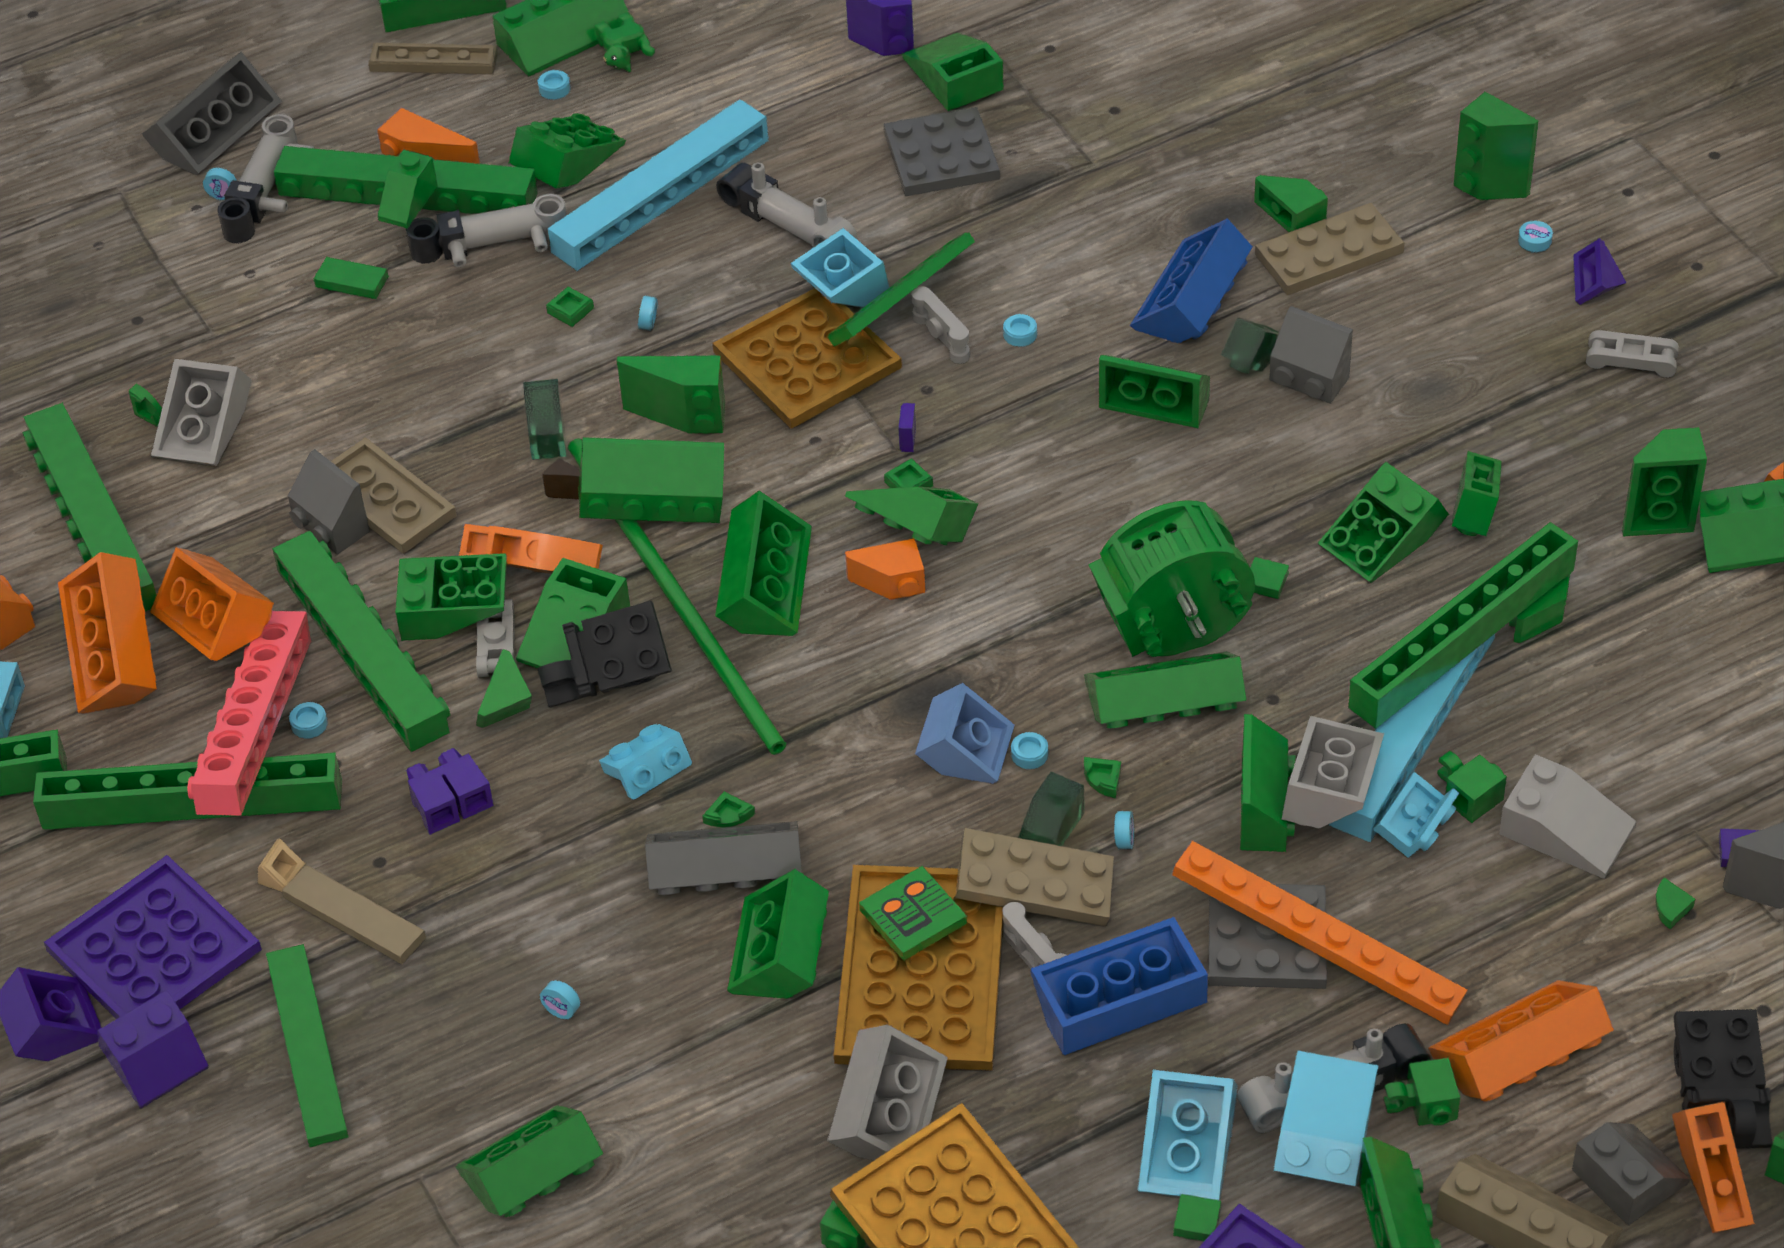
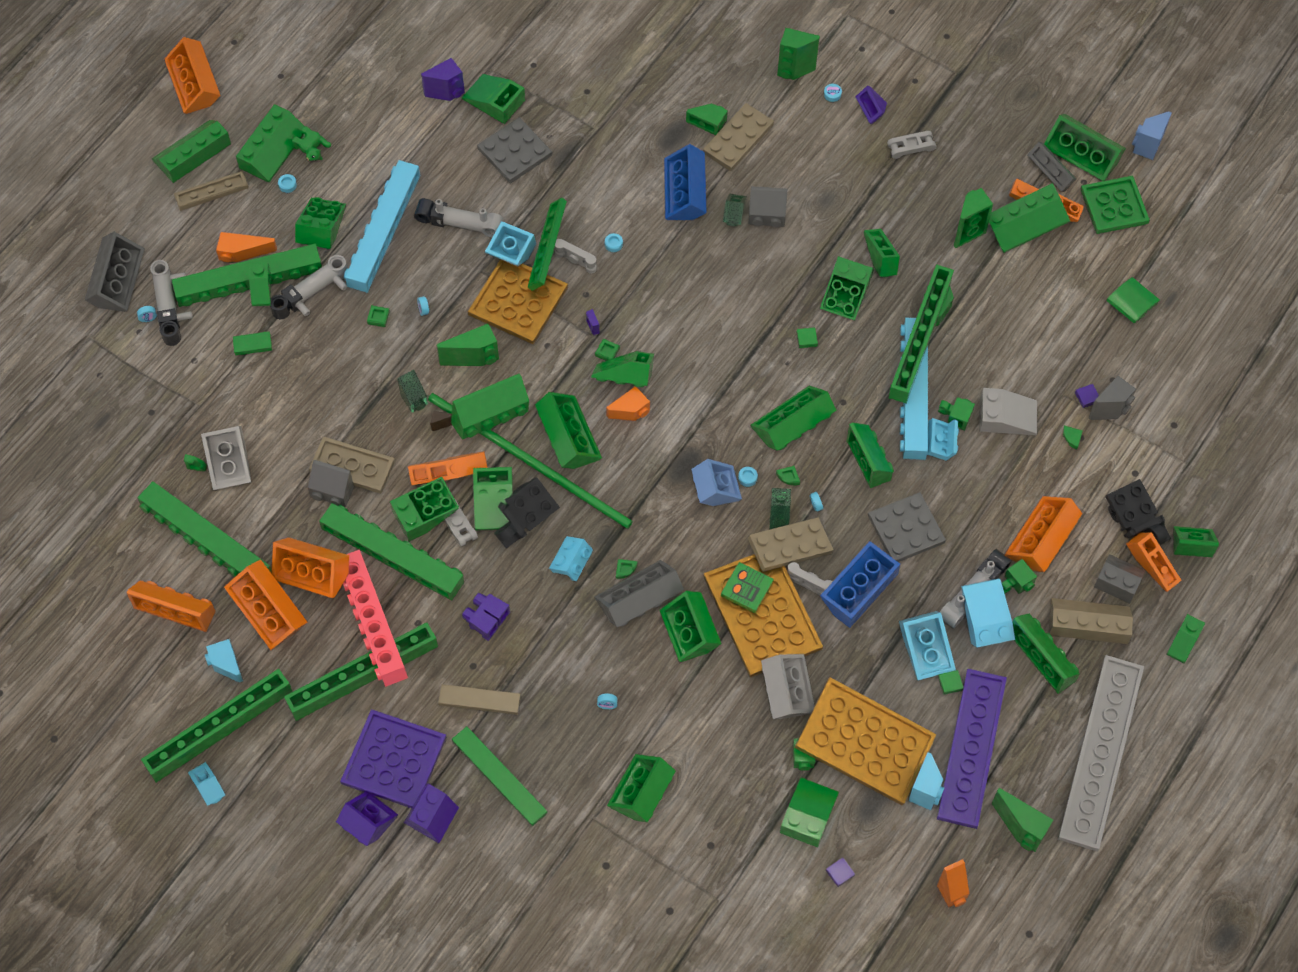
camera: 30 degrees left, 15 degrees up
(279, 866) = (429, 691): tan slope -> none
(308, 720) = (391, 605): medium azure tile -> none
(505, 694) = (483, 551): green slope -> none
(1153, 391) = (701, 254): green slope -> none
(1173, 579) = (778, 364): green piece -> none
(1320, 932) = (932, 518): orange plate -> none
(1331, 772) = (901, 436): light grey slope -> none

